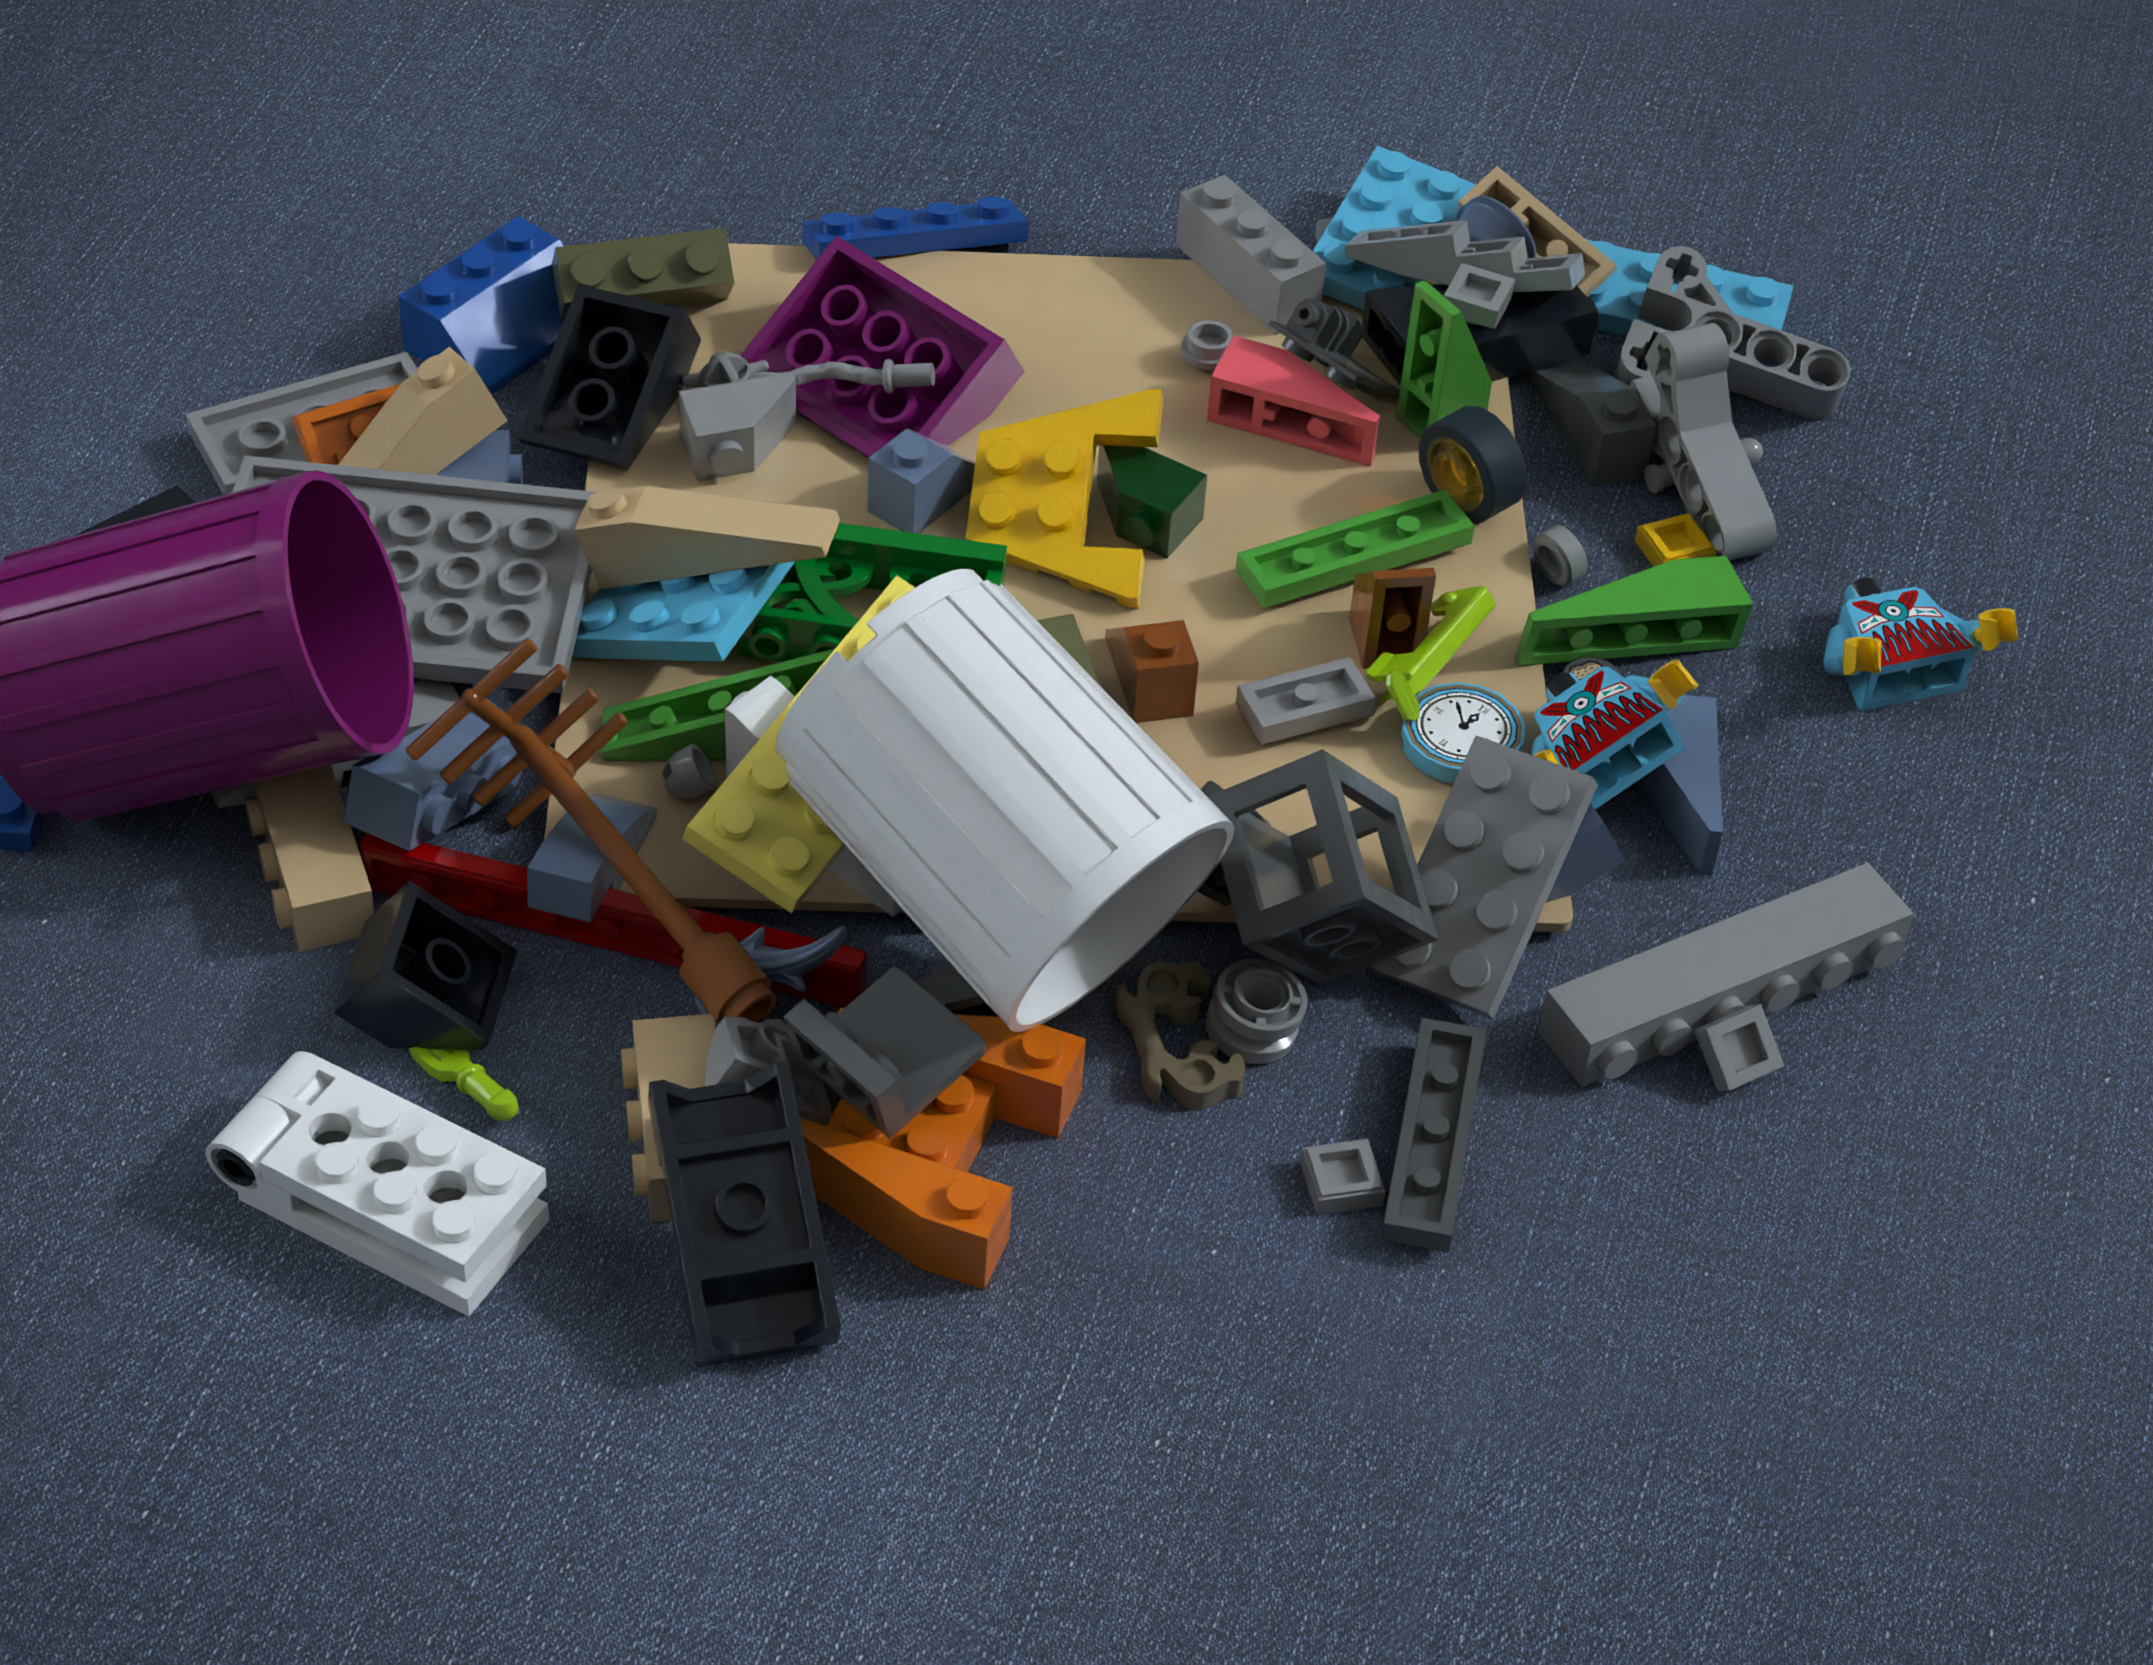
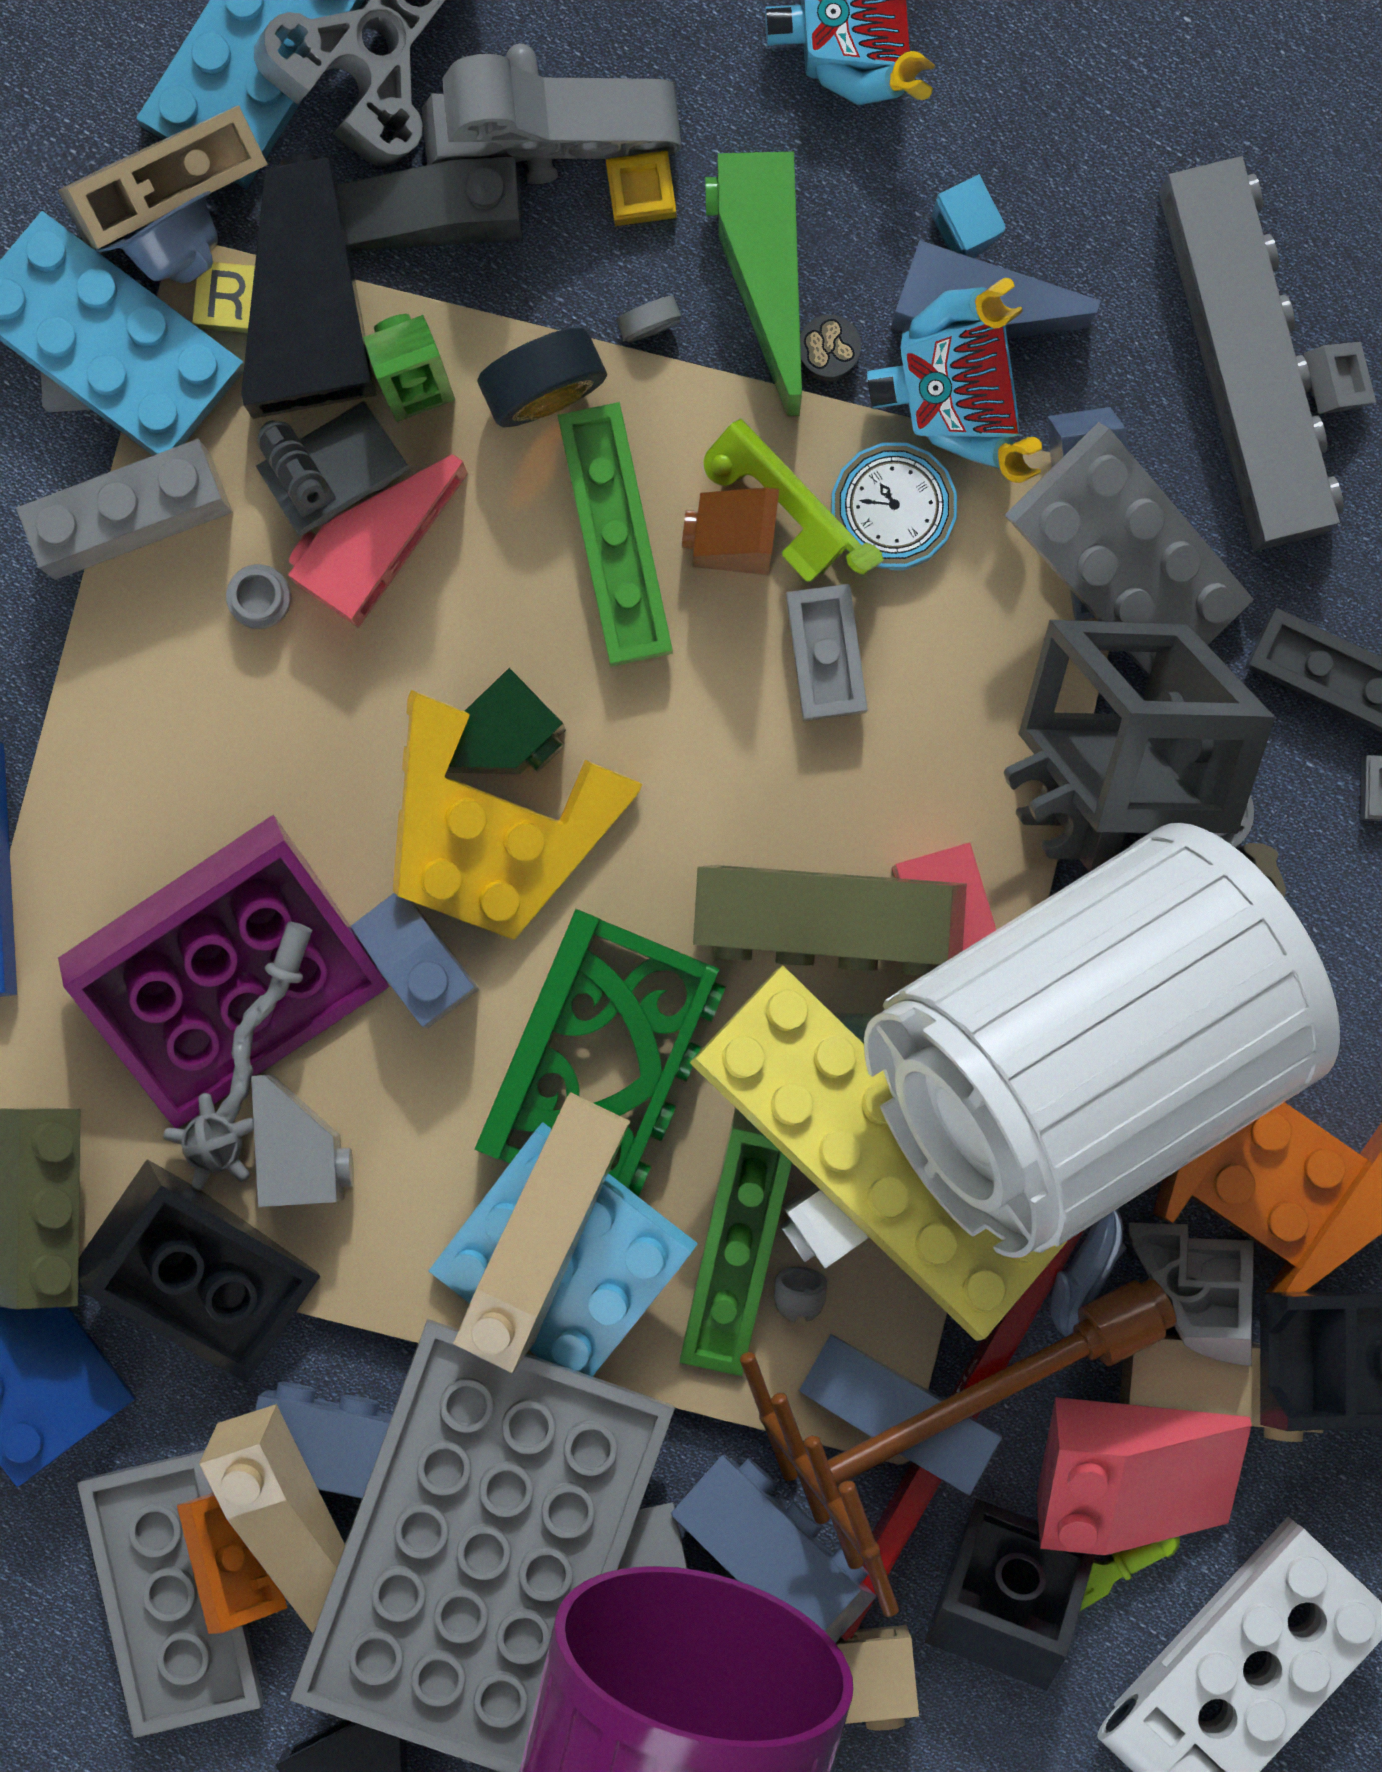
camera: 75 degrees left, 40 degrees up
(569, 1038) = (1135, 1474): none -> coral slope
(886, 1049) = (1258, 1202): dark grey bracket -> none
(1155, 669) = (737, 793): dark orange slope -> none
(1439, 249) = (222, 292): light grey slope -> none
(1480, 295) = (303, 288): light grey plate -> none
(1756, 745) = (968, 217): none -> medium azure slope

